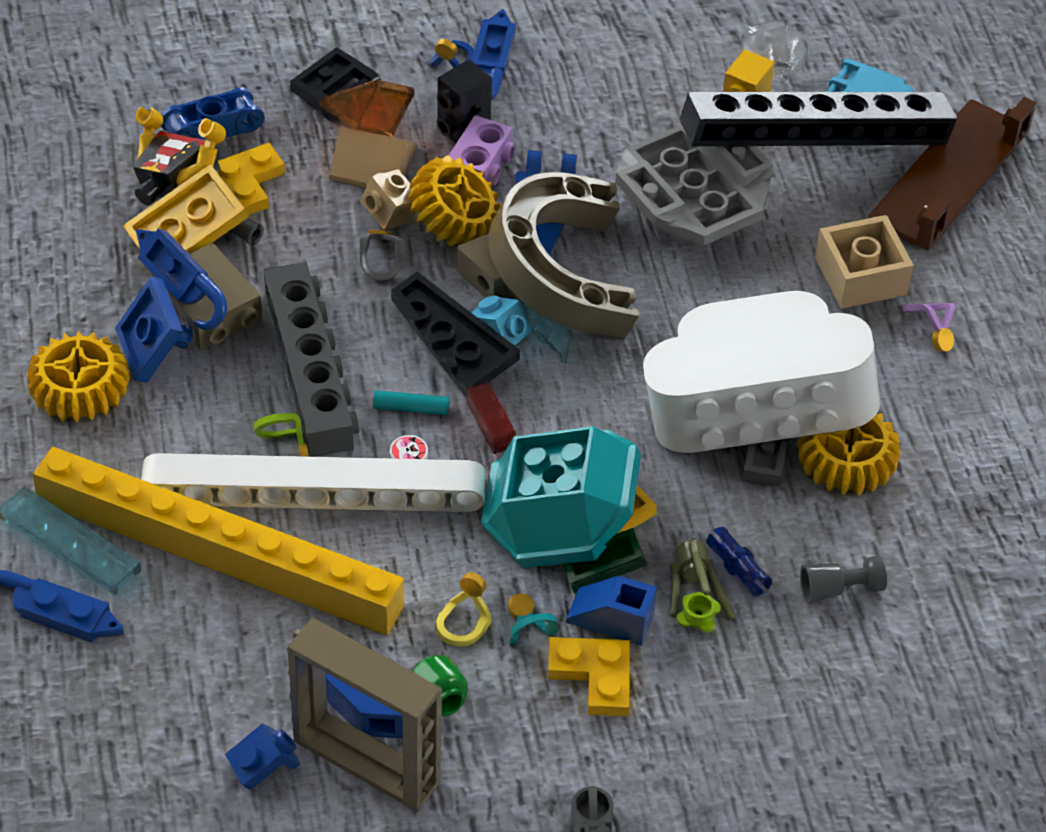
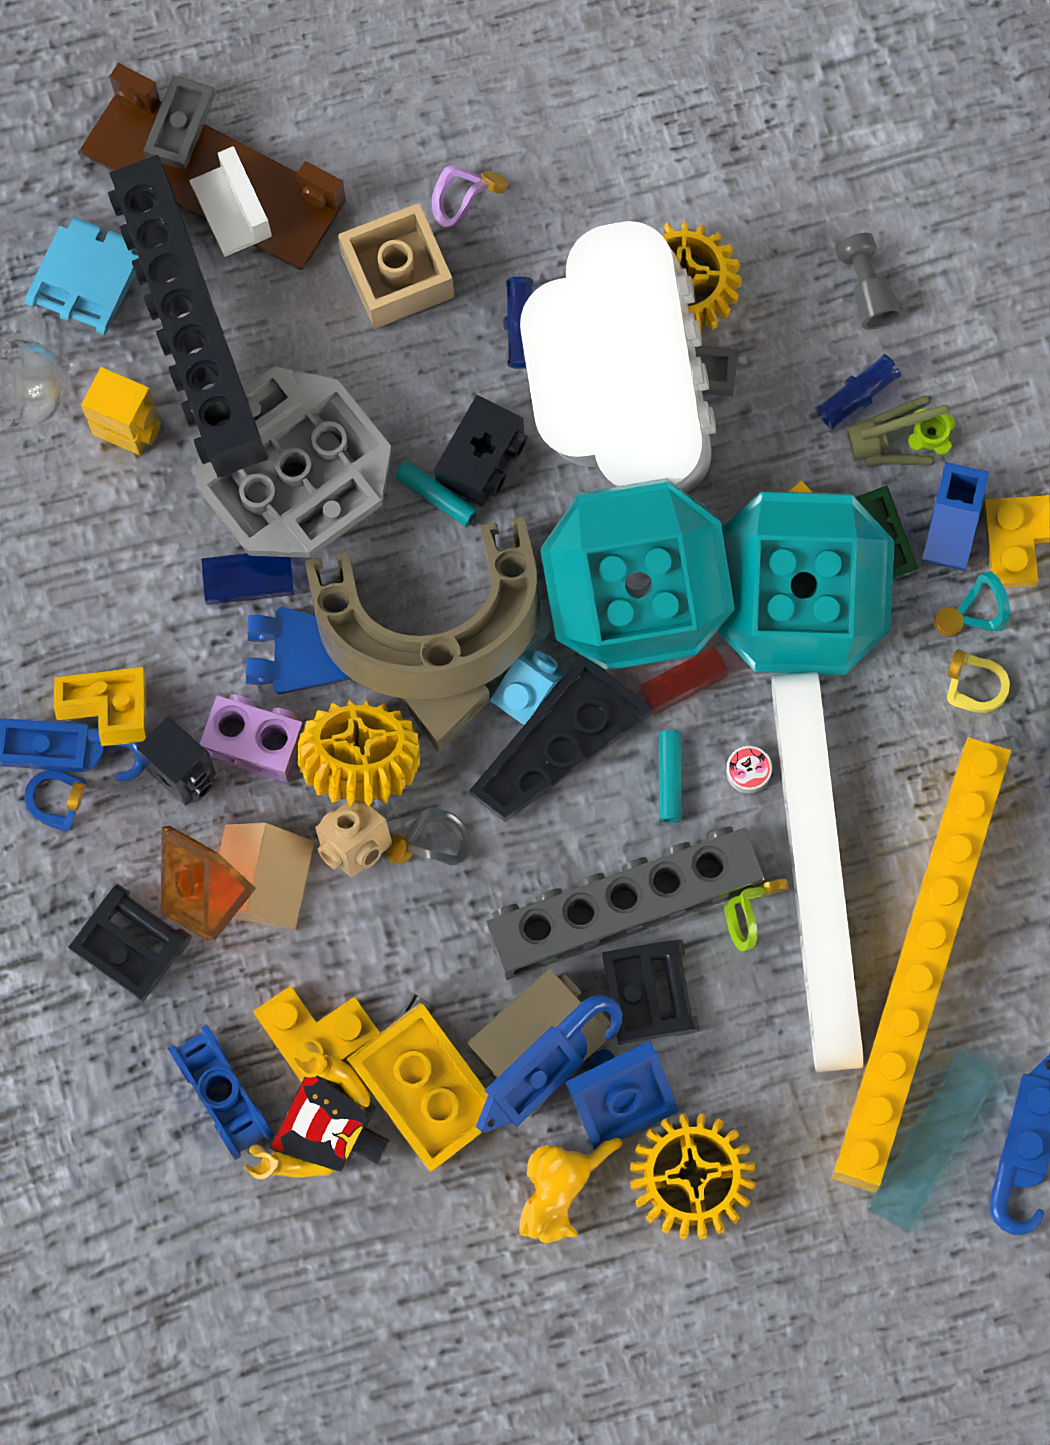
camera: 90 degrees left, 25 degrees up
(95, 292) = (557, 1181): none -> yellow animal
(230, 359) = (633, 987): none -> black plate
(520, 79) = (113, 696): none -> yellow plate
(575, 364) = (627, 531): none -> teal piece
(607, 159) = (246, 578): none -> clear blue tile
(670, 282) = (436, 493): none -> teal piece
(690, 290) = (481, 427): none -> black brick
(923, 175) = (231, 205): none -> white panel
(990, 145) = (179, 122): none -> dark grey plate

